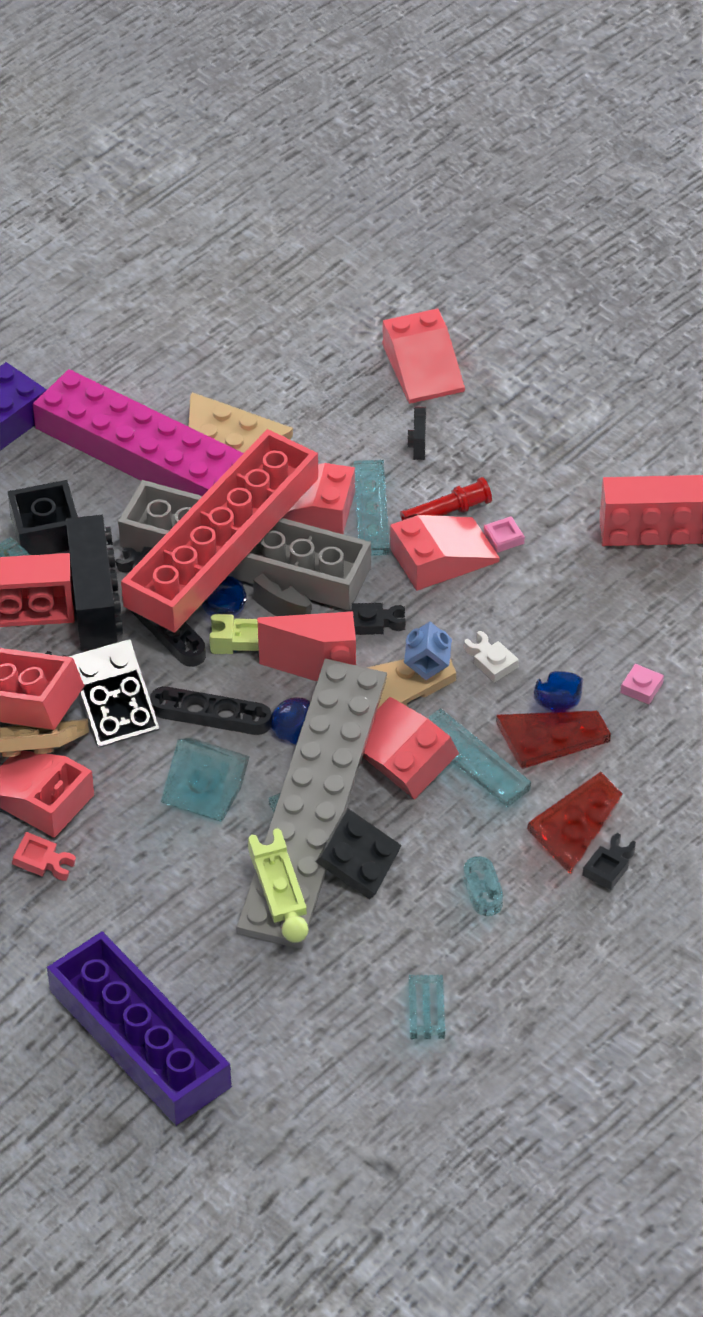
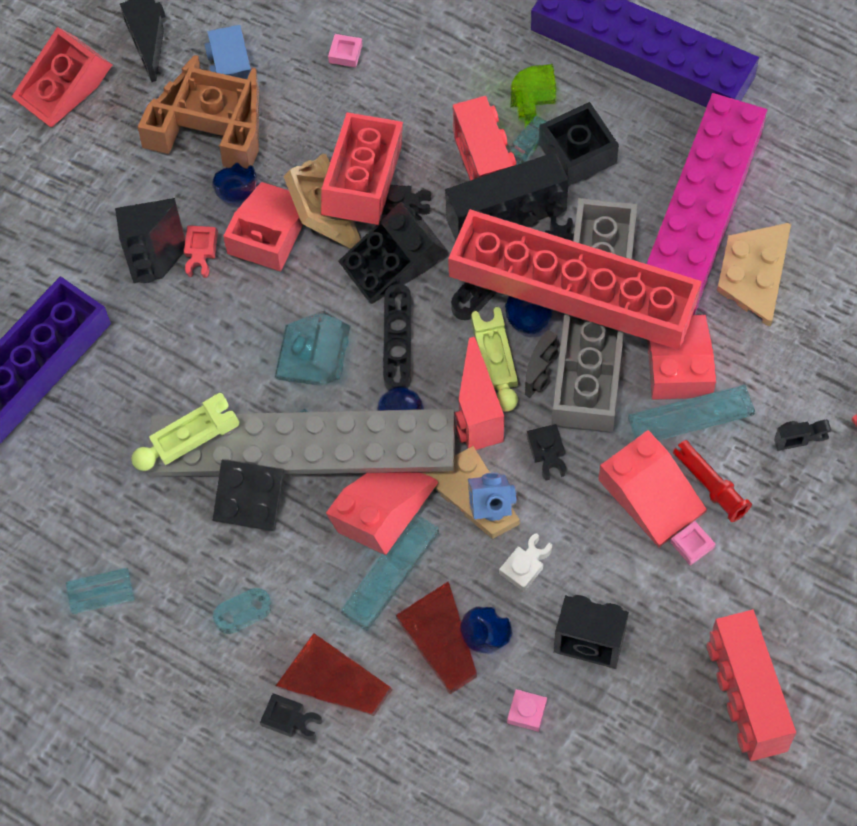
camera: 80 degrees right, 15 degrees up
(34, 879) = (150, 238): none -> black slope
(584, 608) = (590, 631): none -> black brick

